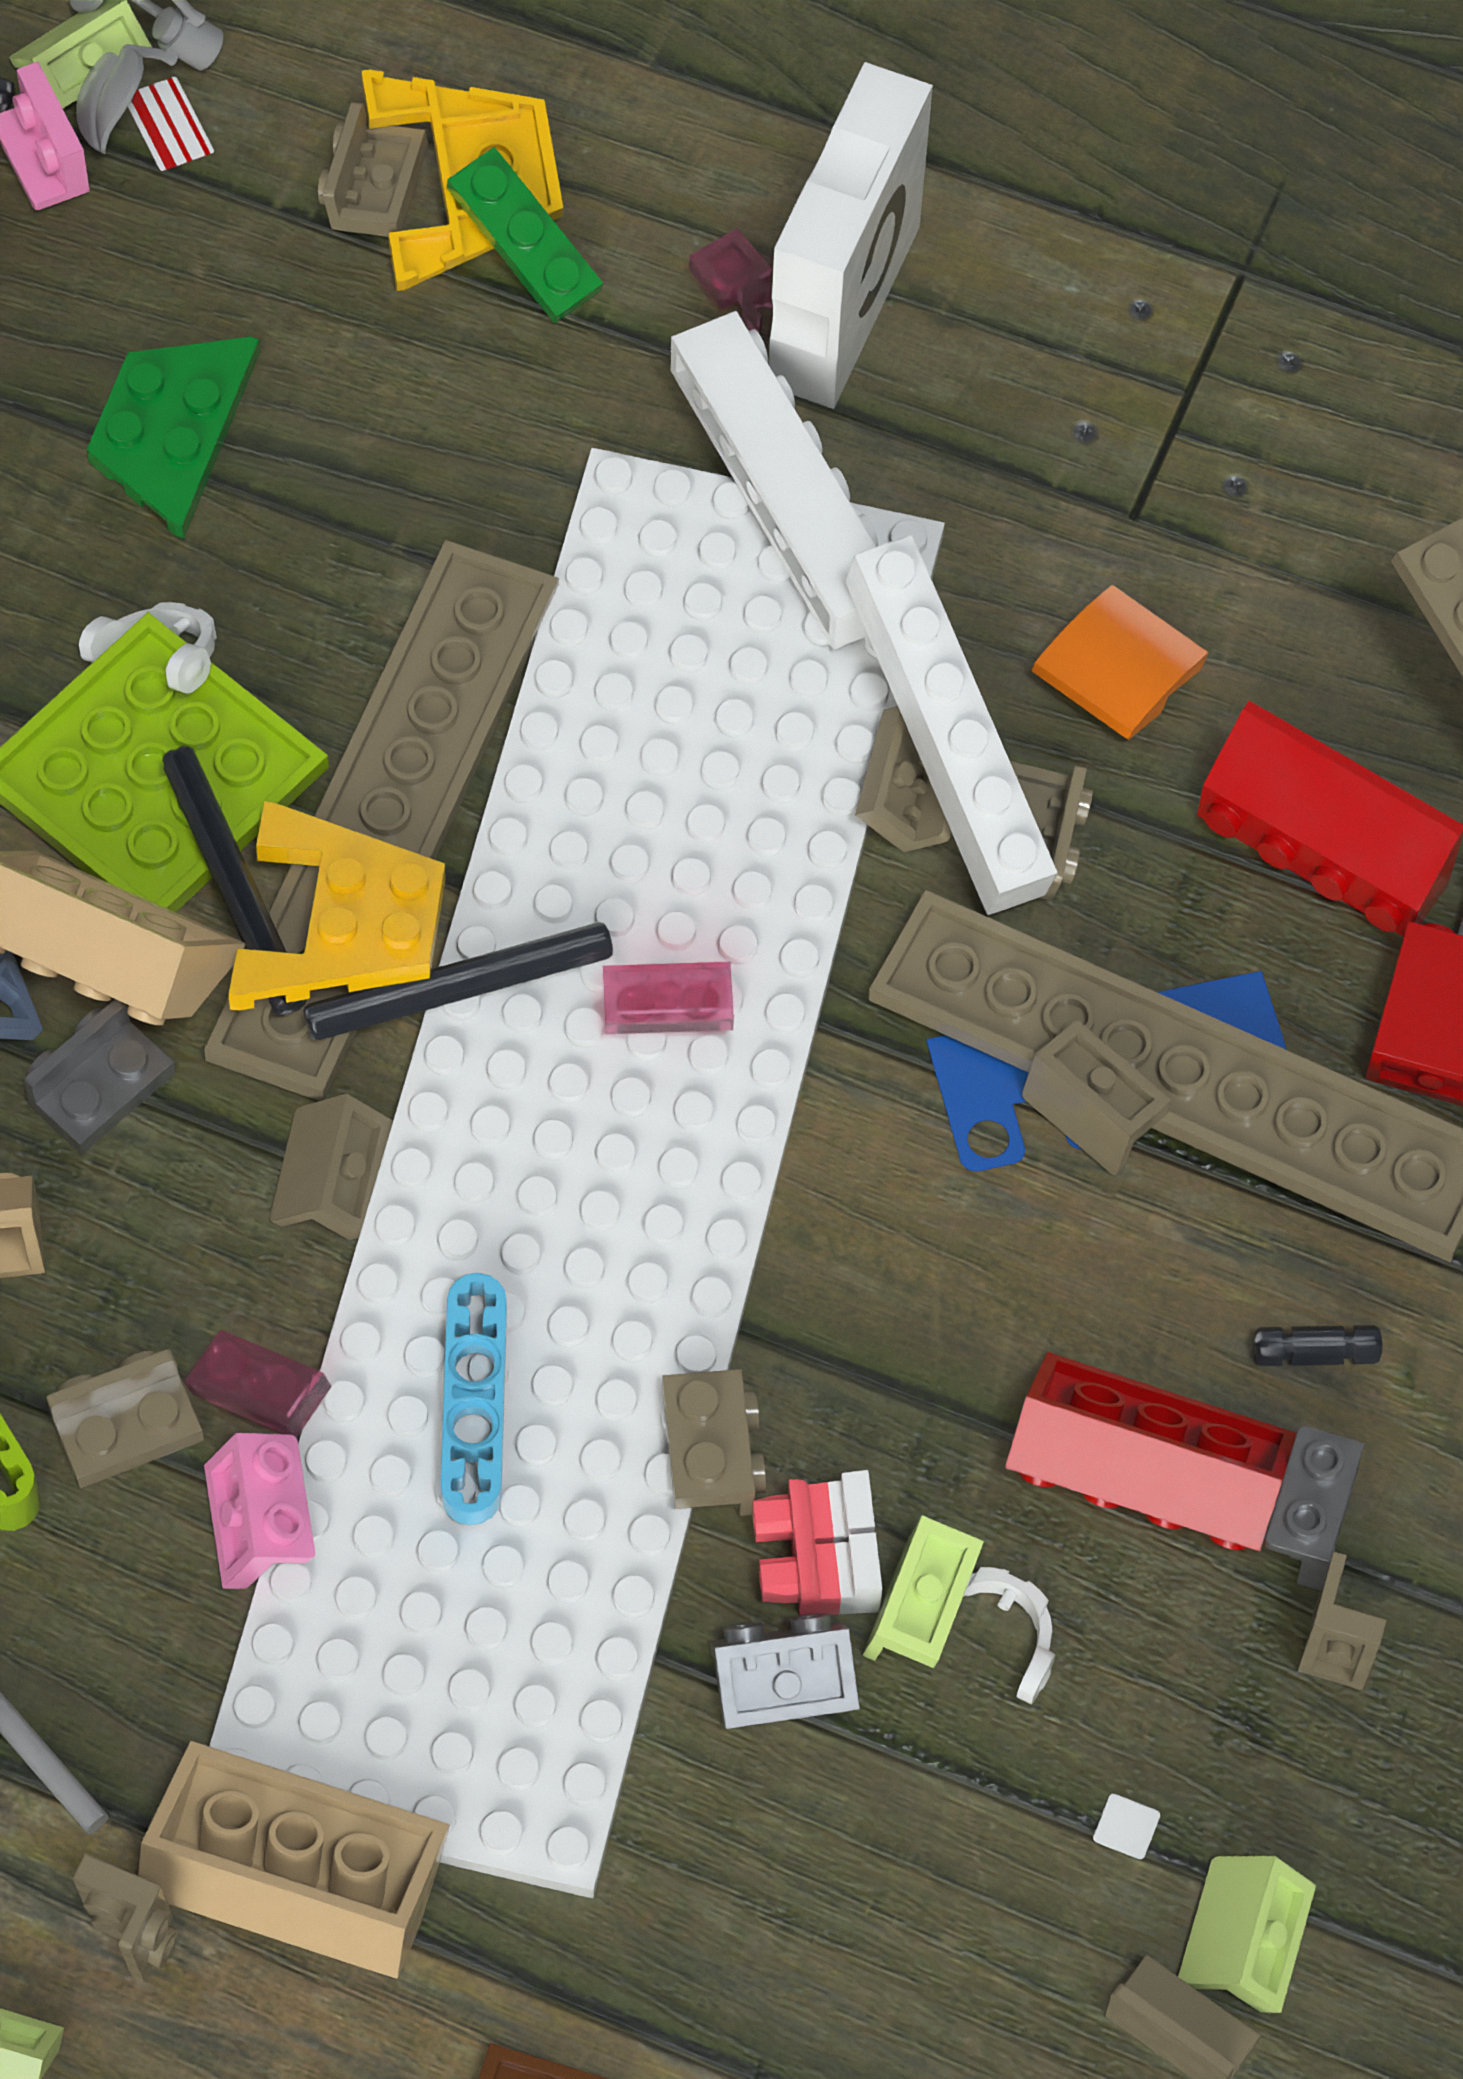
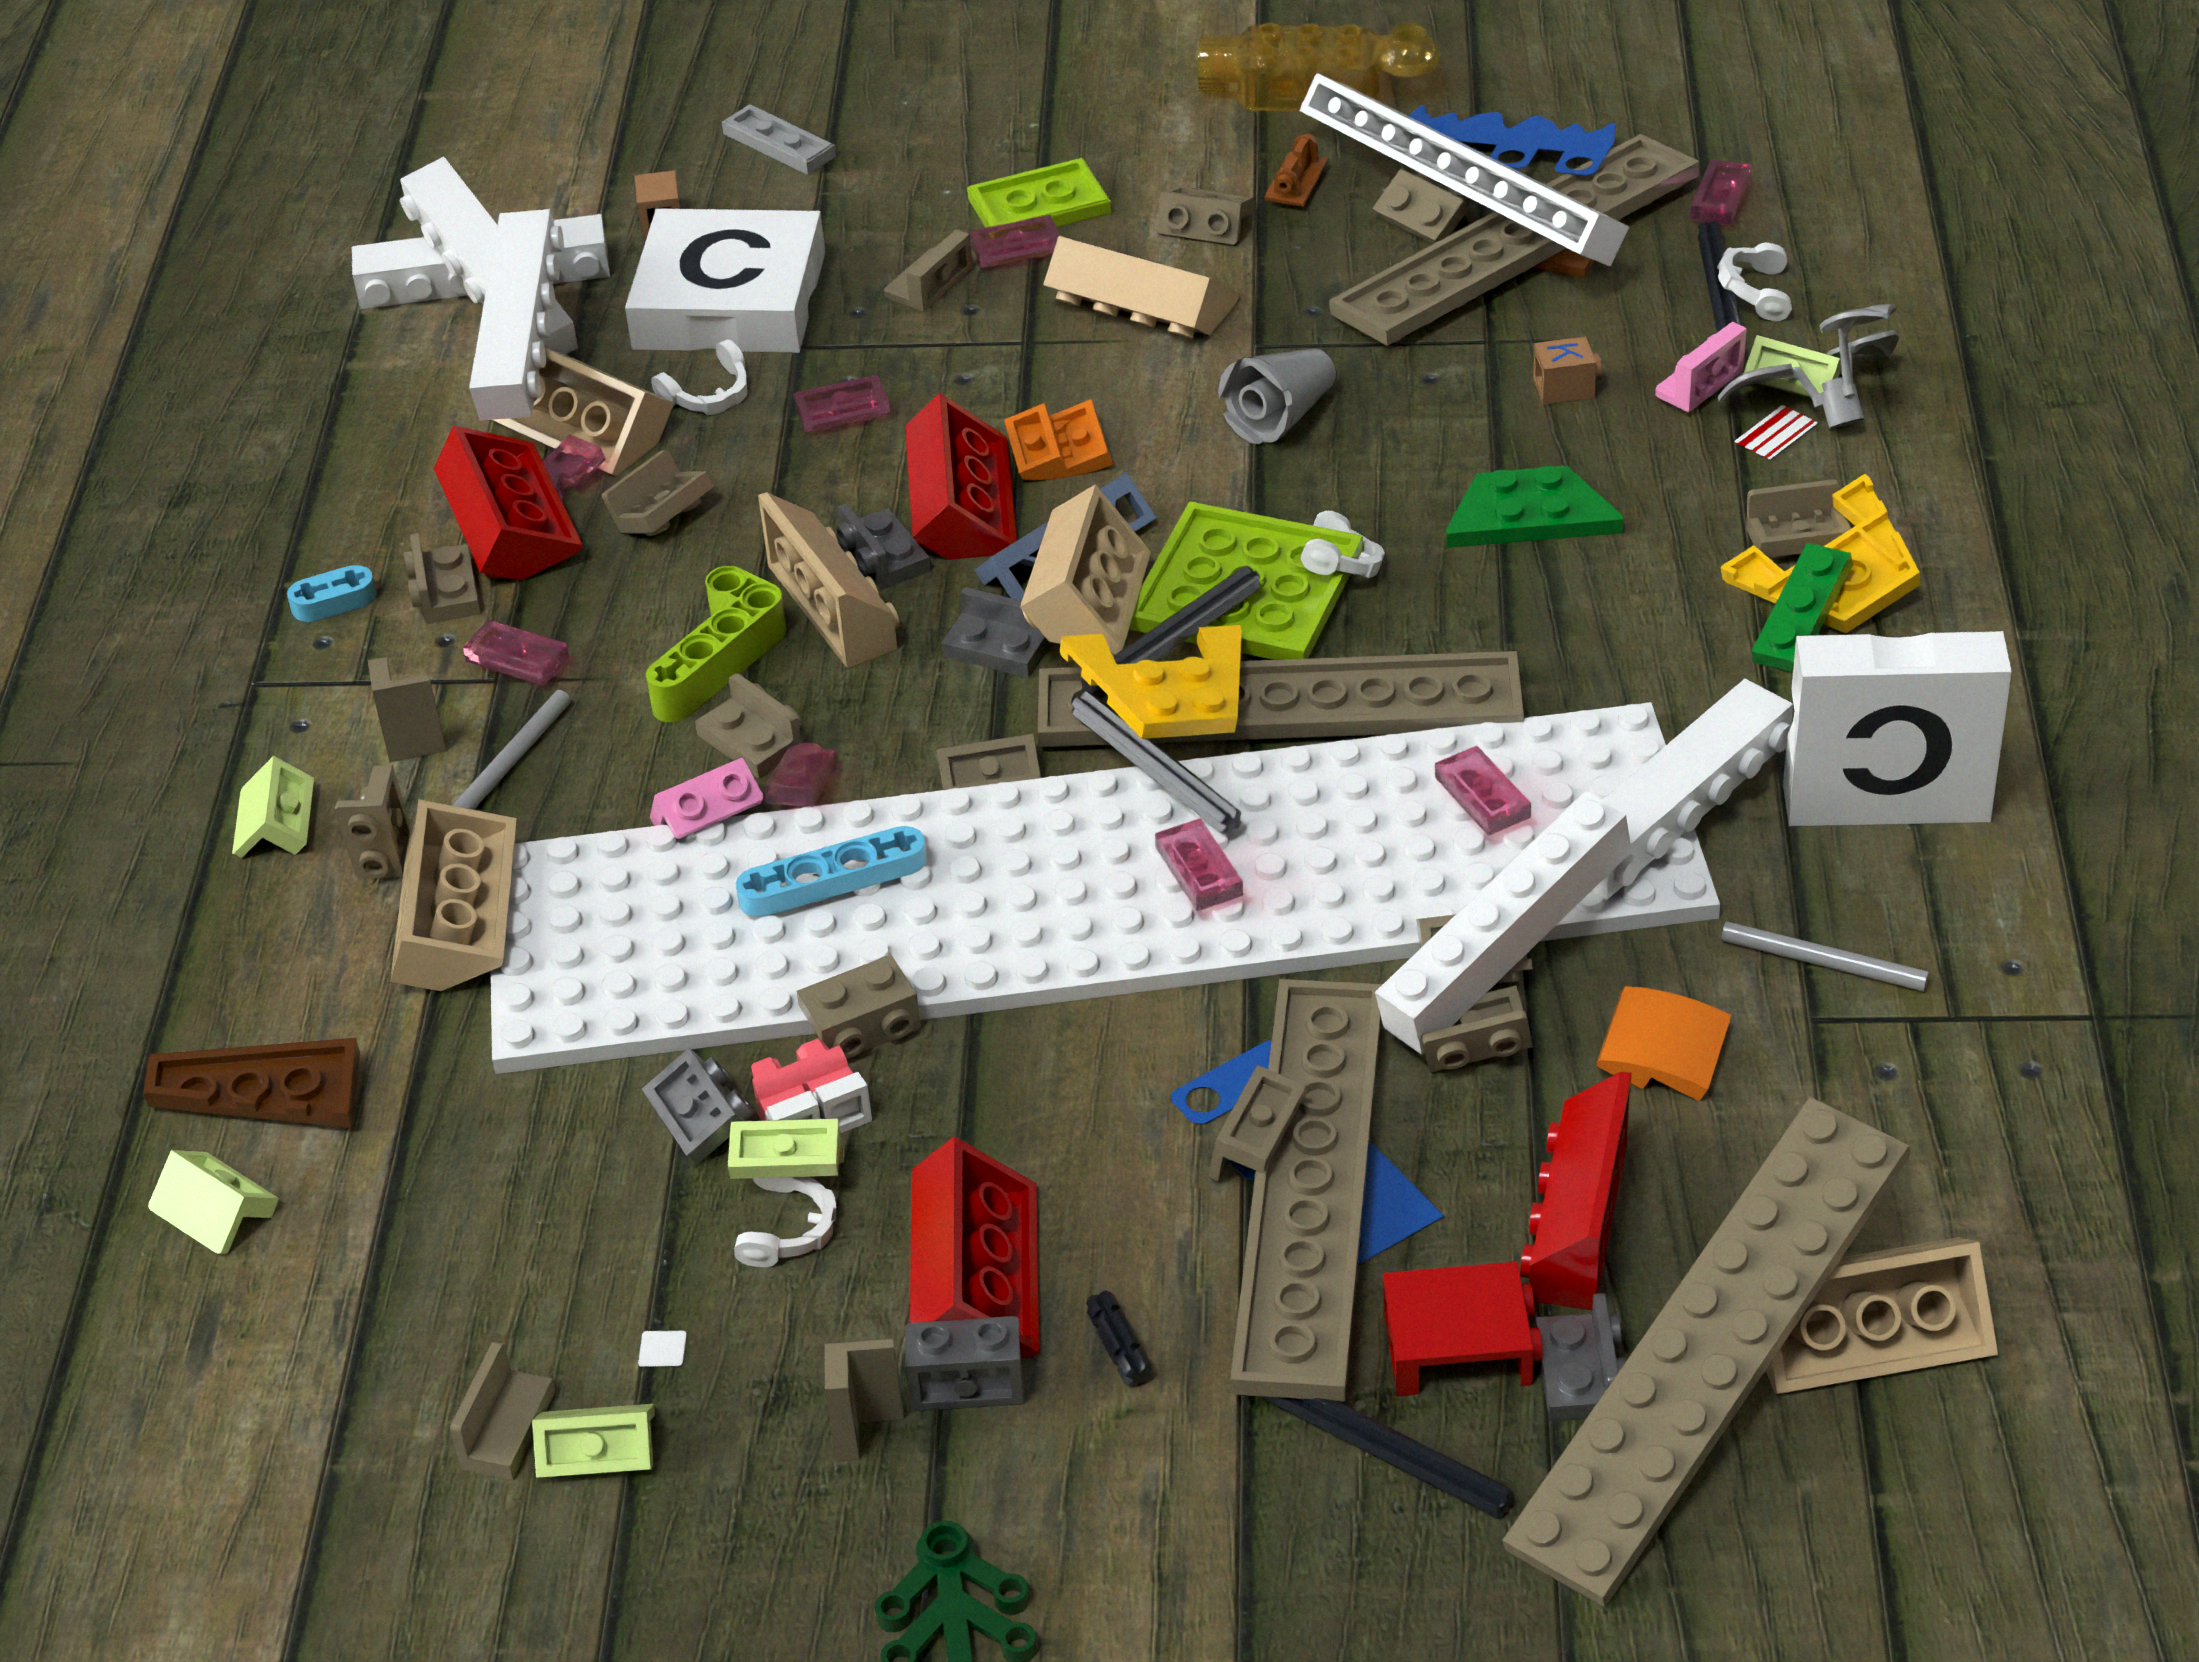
camera: 75 degrees right, 20 degrees down
(688, 666) = (1482, 790): none -> clear pink plate
(1055, 464) = (1825, 956): none -> light grey bar

